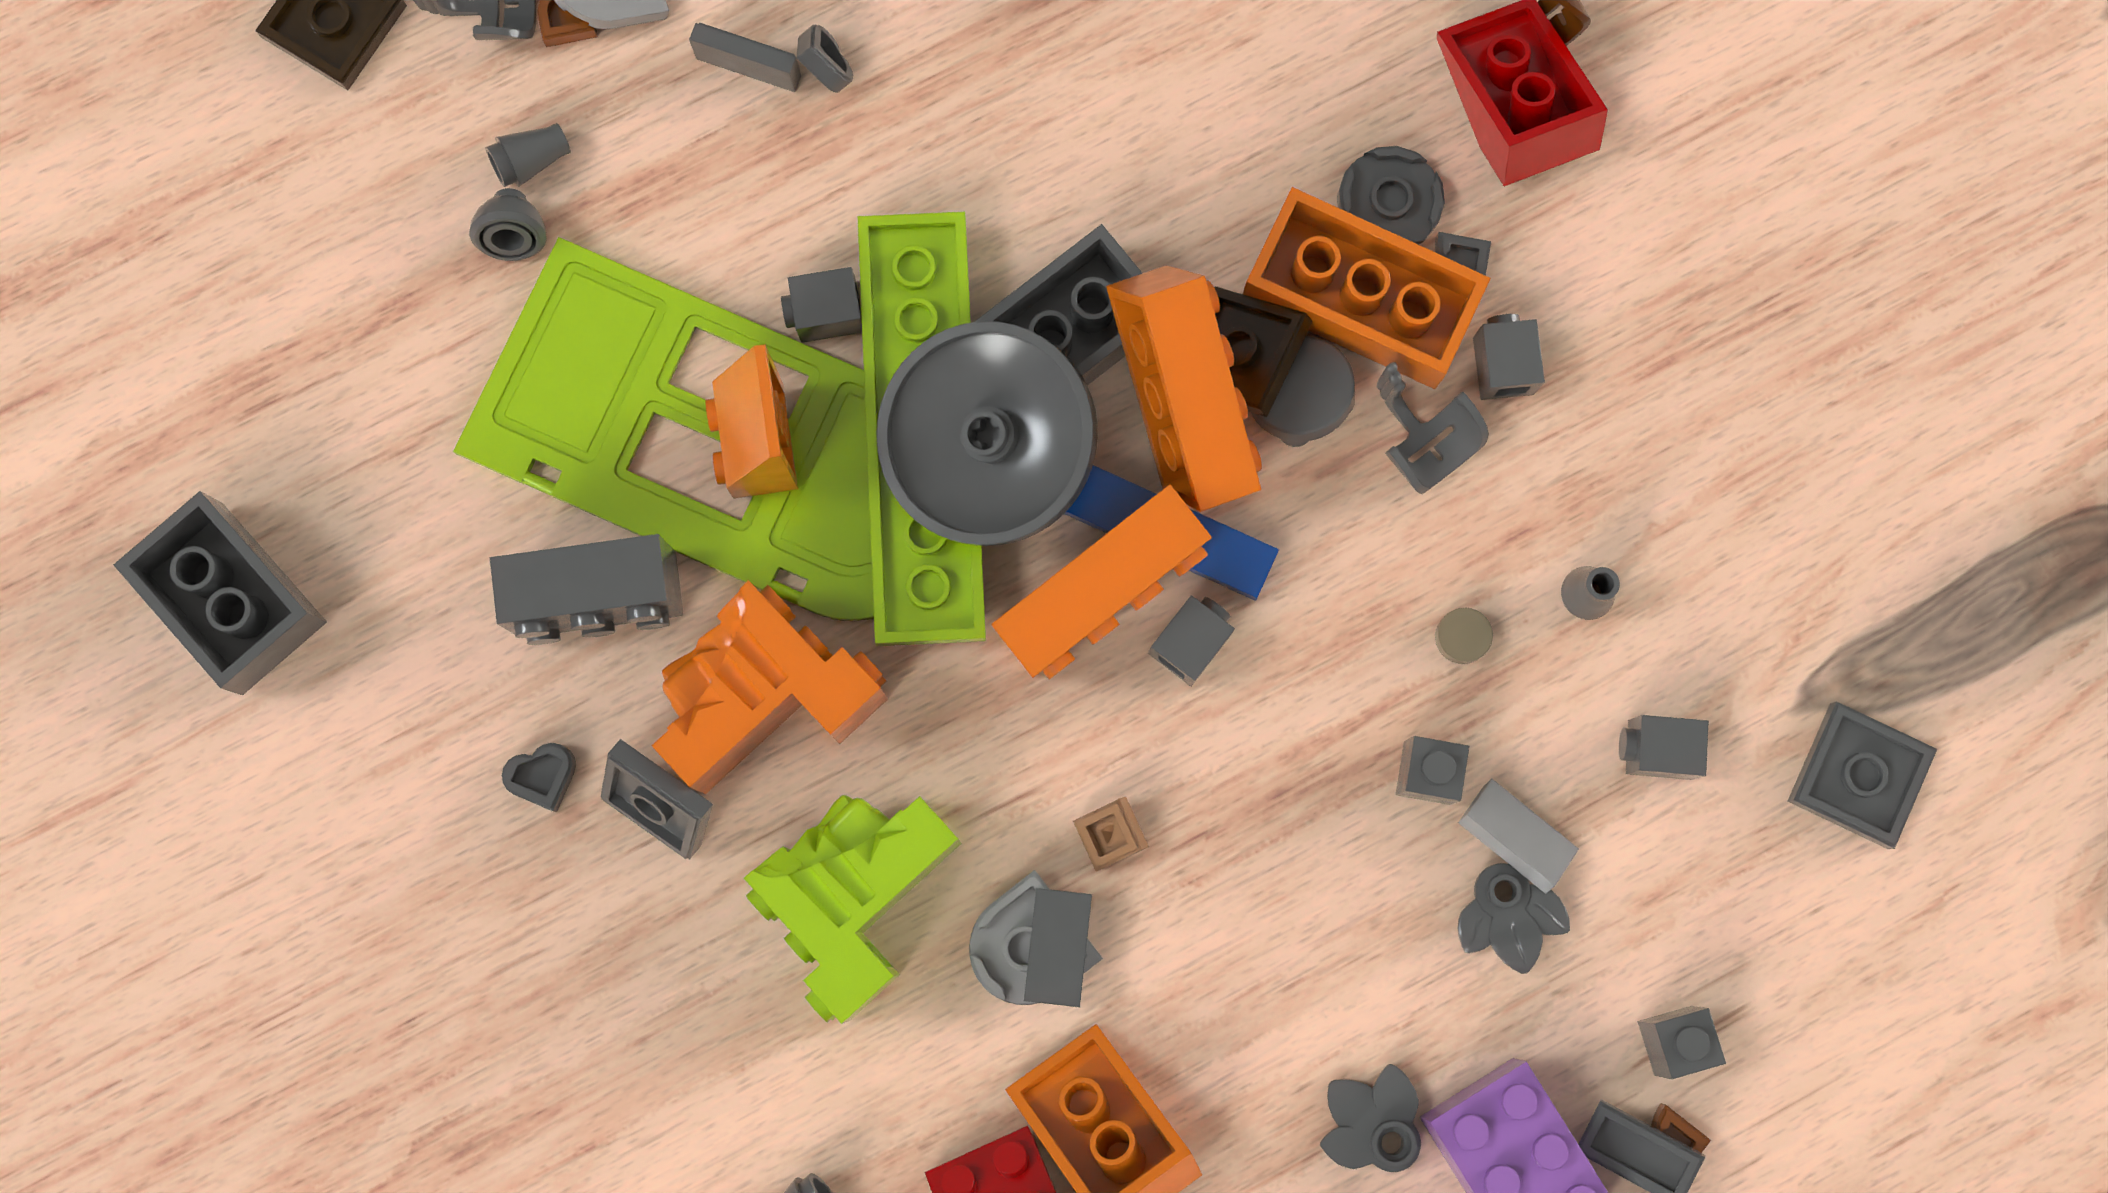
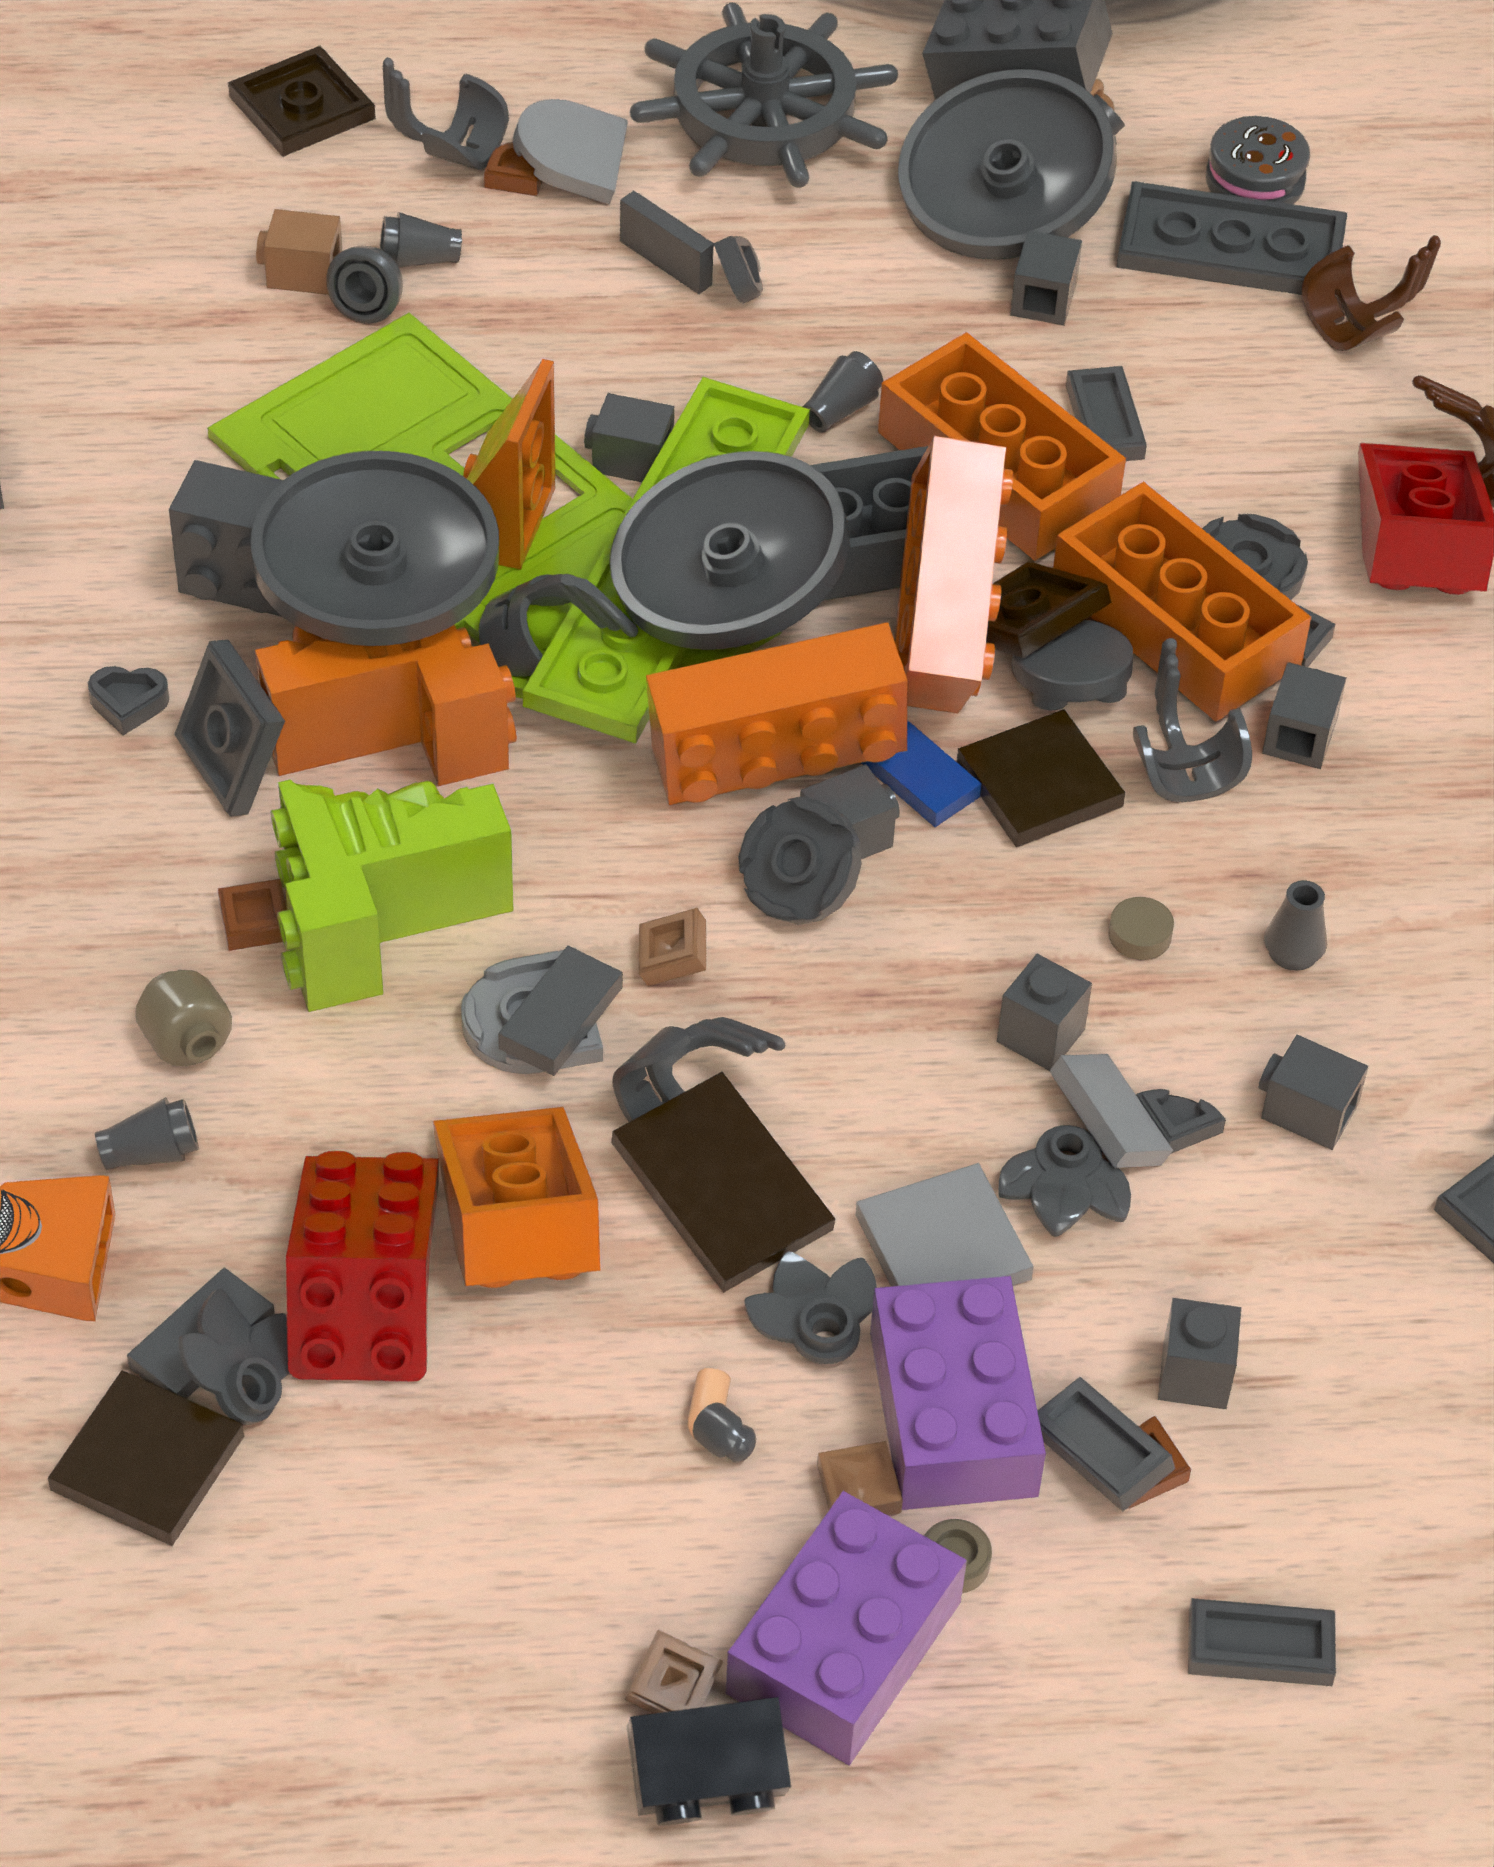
camera: 25 degrees right, 30 degrees down
(430, 215) = (299, 250): none -> medium nougat brick
(704, 605) = (375, 548): none -> dark grey dish
(760, 952) = (251, 913): none -> dark orange tile
(764, 1092) = (180, 1015): none -> dark tan head
(826, 579) = (506, 624): none -> dark grey helmet
(976, 165) = (844, 389): none -> dark grey cone
(1143, 178) = (976, 397): none -> orange brick
(1176, 989) = (667, 1047): none -> dark grey helmet
(1178, 711) = (800, 860): none -> dark grey tile
(1205, 82) = (1107, 408): none -> dark grey tile
(1254, 1043) = (722, 1181): none -> dark brown tile
(1320, 515) = (1041, 777): none -> dark brown tile
(1441, 1014) = (943, 1231): none -> light grey tile
(1568, 810) = (1182, 1119): none -> dark grey tile

